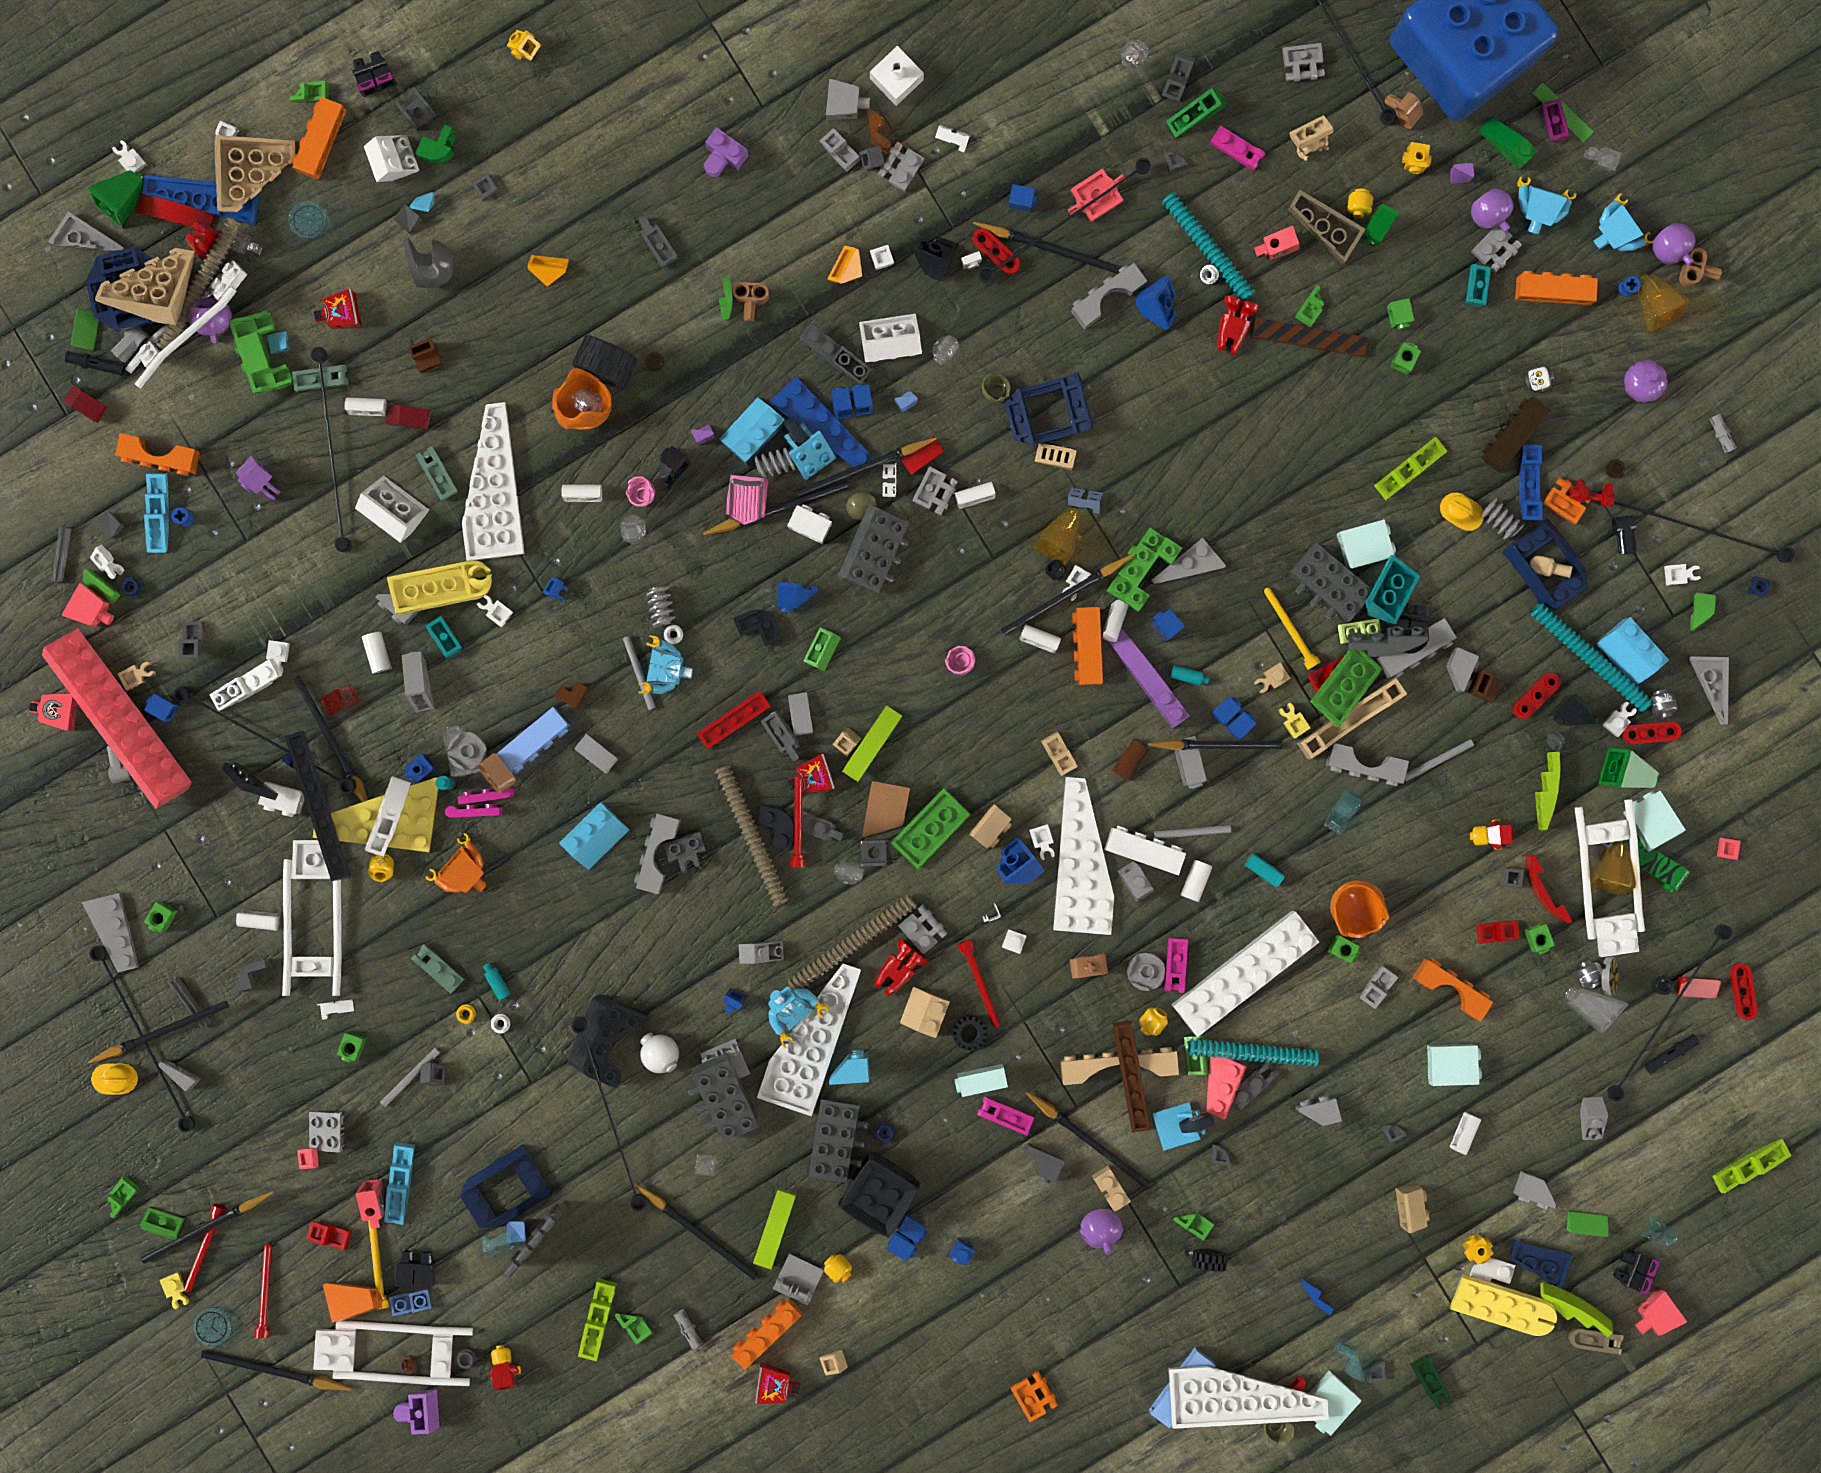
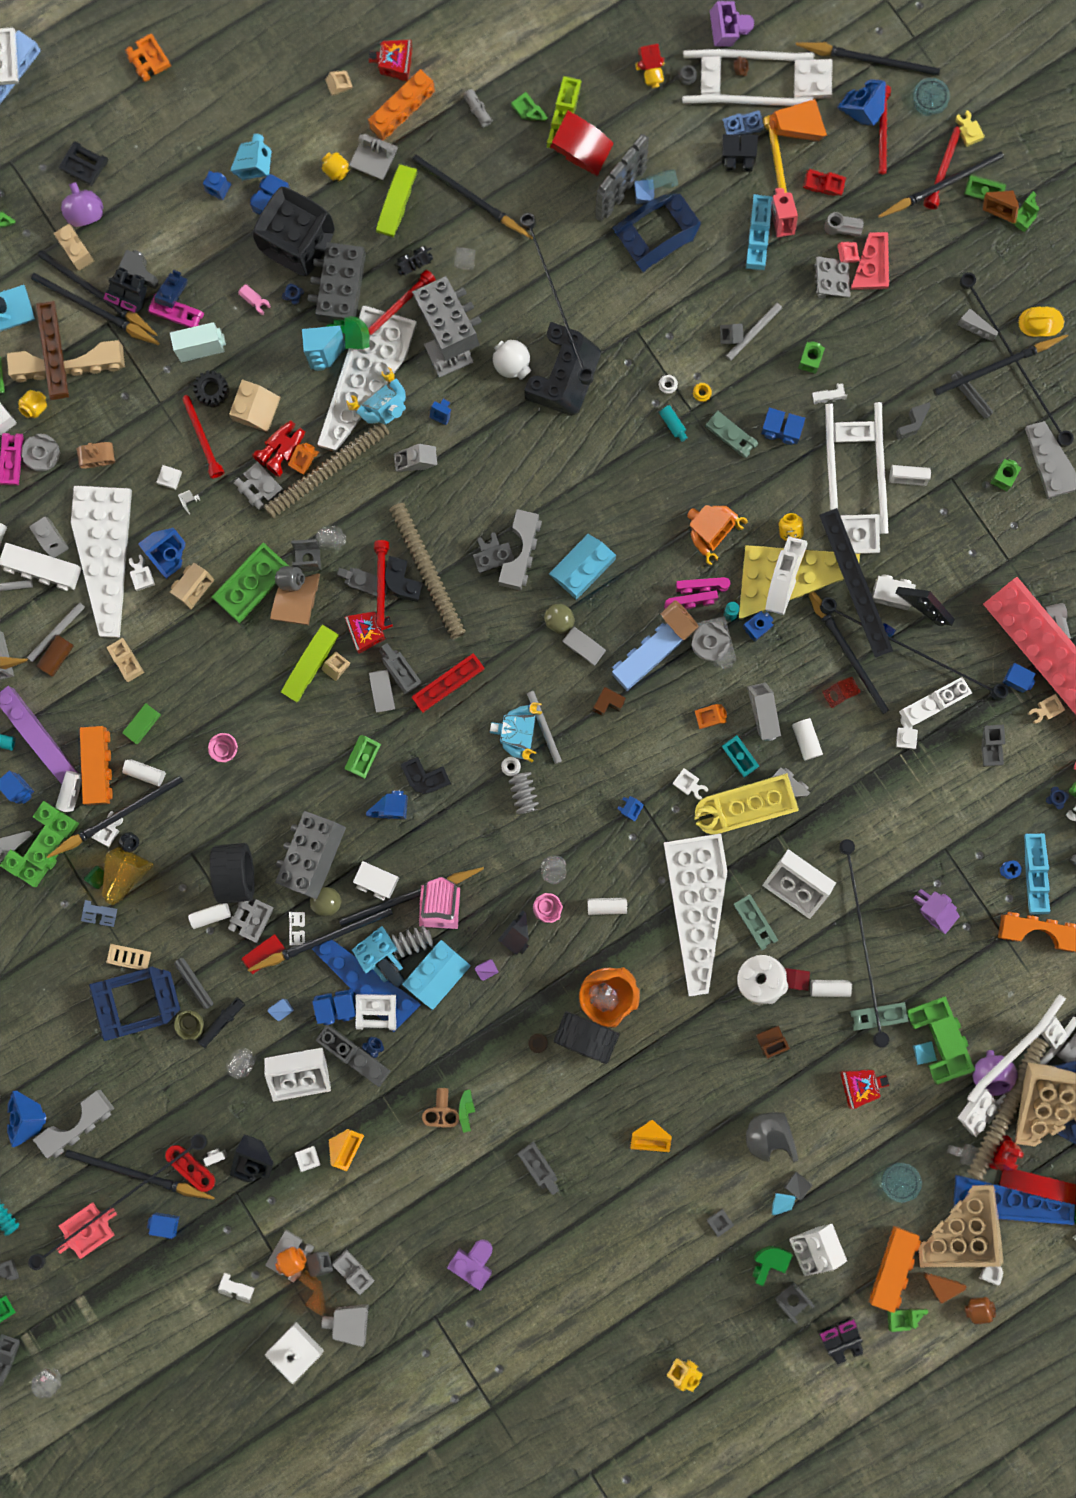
camera: 175 degrees left, 5 degrees down
(144, 1203) = (1002, 205): none -> dark orange slope
(238, 97) = (980, 1310): none -> dark orange head
(272, 119) = (943, 1288): none -> dark orange slope
(280, 1320) = (865, 104): none -> blue slope
(282, 1144) = (874, 264): none -> coral wing
(309, 1187) = (845, 226): none -> light grey piece
(393, 978) = (773, 424): none -> blue piece
(417, 414) = (775, 981): none -> white plate
(471, 678) = (711, 716): none -> orange bracket
(579, 1284) = (581, 143): none -> red slope
(620, 783) = (559, 618): none -> olive hair
(745, 1143) = (426, 278): none -> red piece
(751, 1169) = (421, 253): none -> black hinge
(811, 400) = (375, 1005): none -> white plate
(816, 362) = (373, 1046): none -> dark blue plate
(818, 1086) = (355, 332): none -> green brick
(876, 957) = (302, 457): none -> orange bracket
(889, 828) = (289, 578): none -> dark grey head
(897, 158) = (290, 1261): none -> orange head
(923, 1277) = (252, 159): none -> medium azure torso
(926, 1128) = (253, 298): none -> bright pink bar
(949, 532) = (232, 873): none -> black tyre
(960, 395) = (224, 1018): none -> black pin
(992, 429) = (193, 983): none -> dark grey axle
(1010, 1139) = (171, 289): none -> dark blue plate
(1043, 688) = (141, 723): none -> bright green slope
(1050, 1098) = (133, 329): none -> black piece
(1055, 1139) = (126, 292): none -> black hips
(1086, 535) = (95, 877): none -> dark green slope
(1106, 1276) = (80, 168): none -> black plate
(1129, 784) = (56, 631): none -> light grey bar

